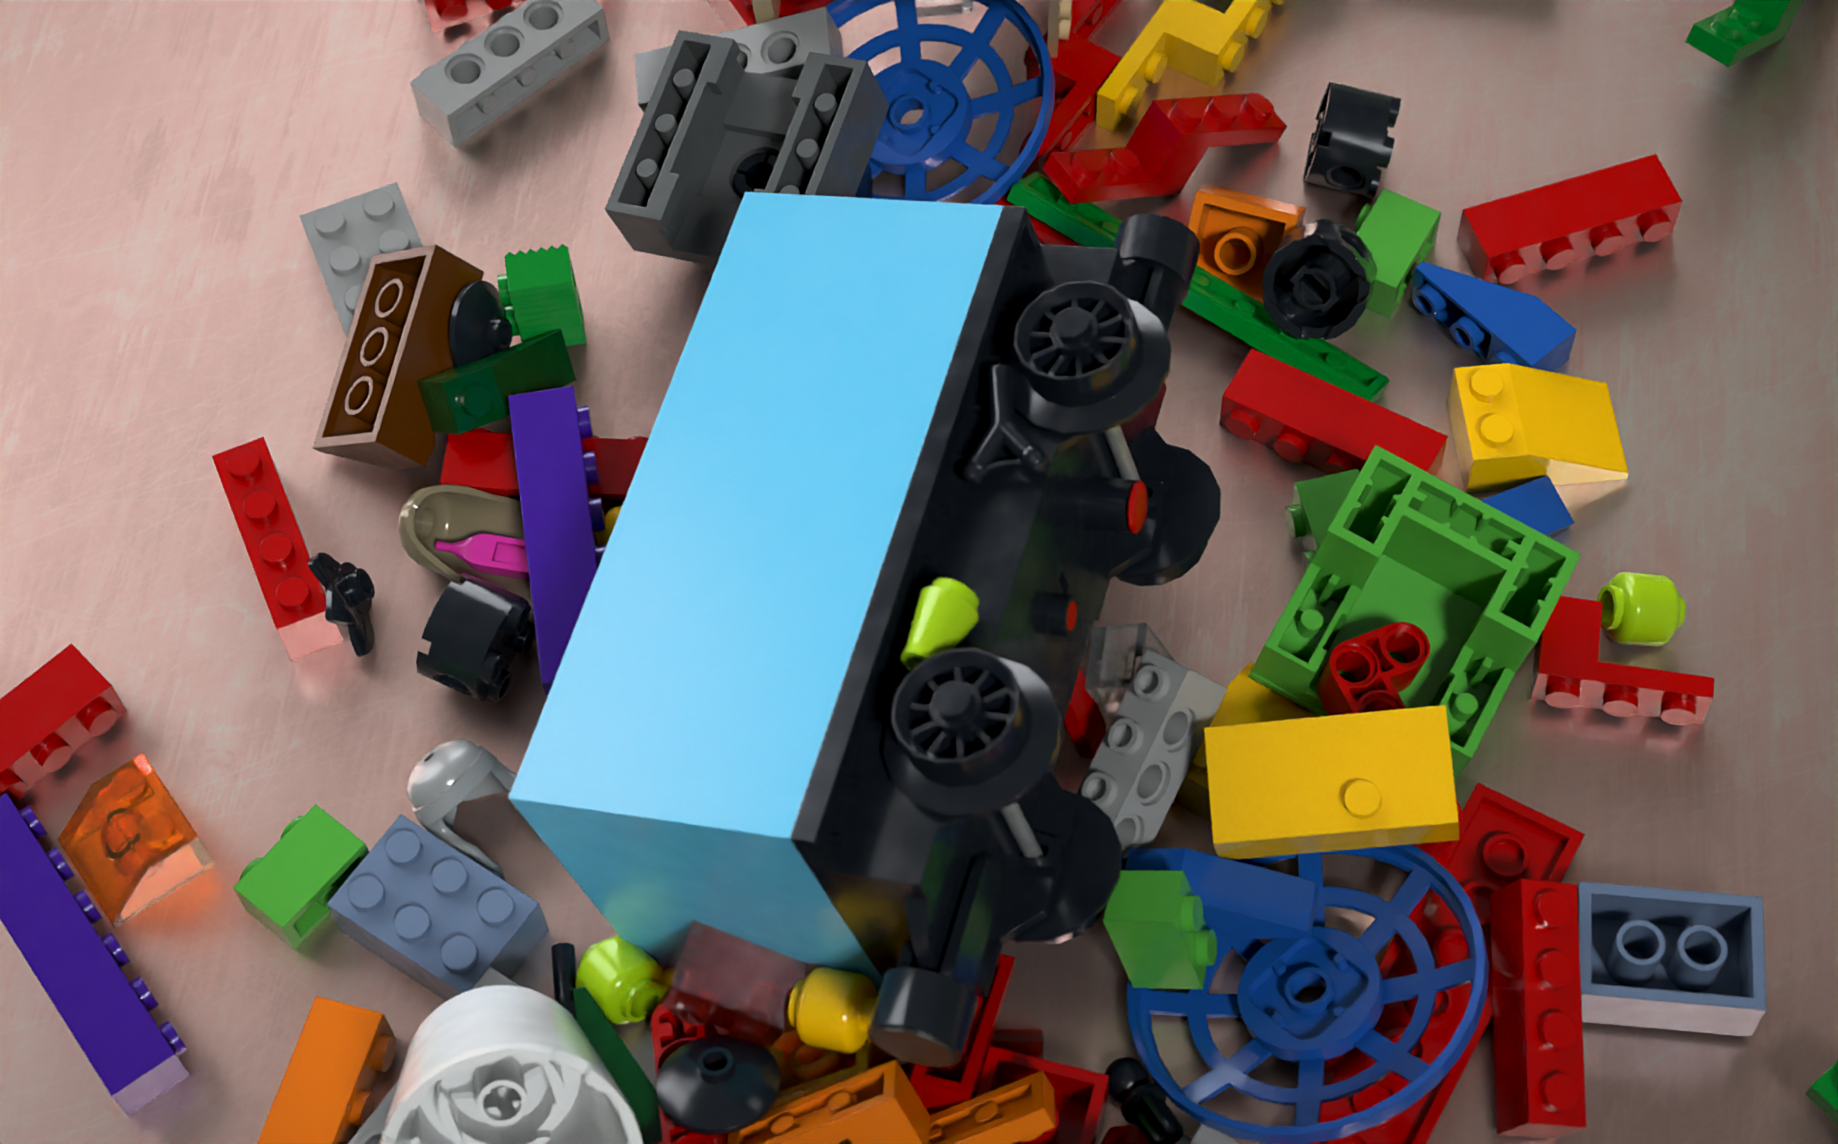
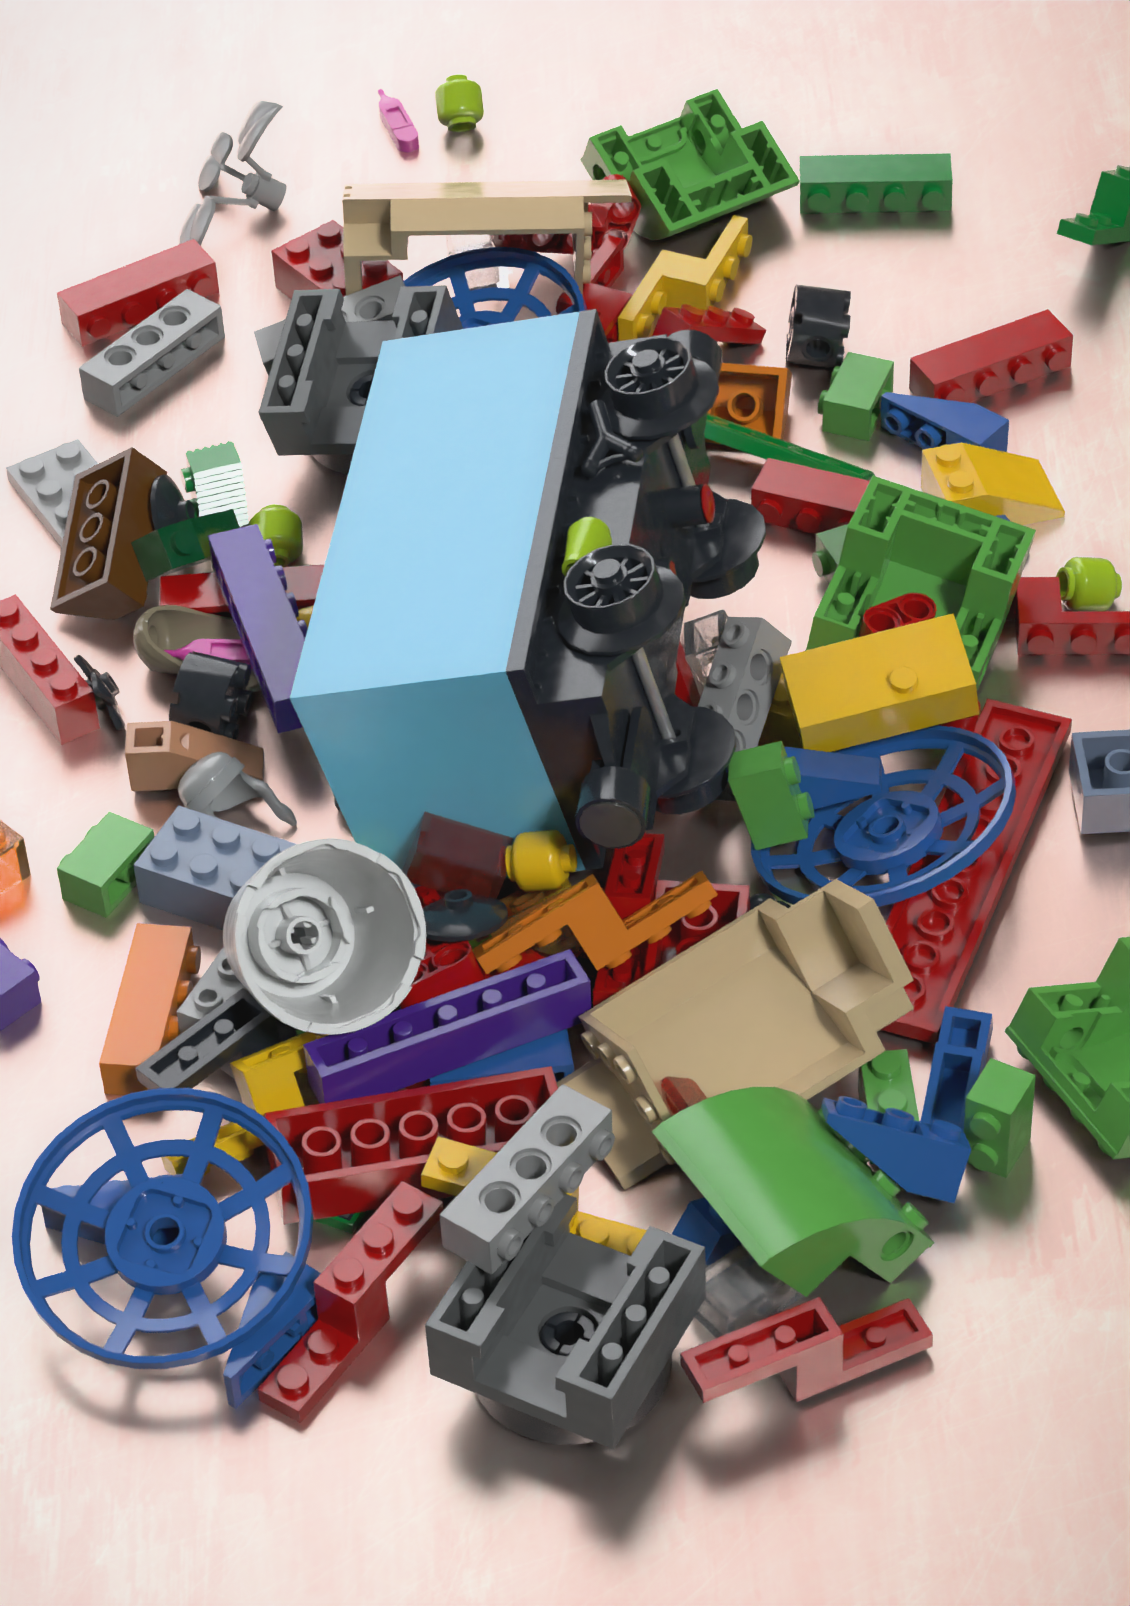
camera: 10 degrees left, 15 degrees down
(414, 716) = (164, 750): none -> nougat slope
(609, 376) = (283, 529): none -> lime head
(1318, 281) = (810, 406): black brick -> none
(1537, 1010) = (1056, 816): red brick -> none

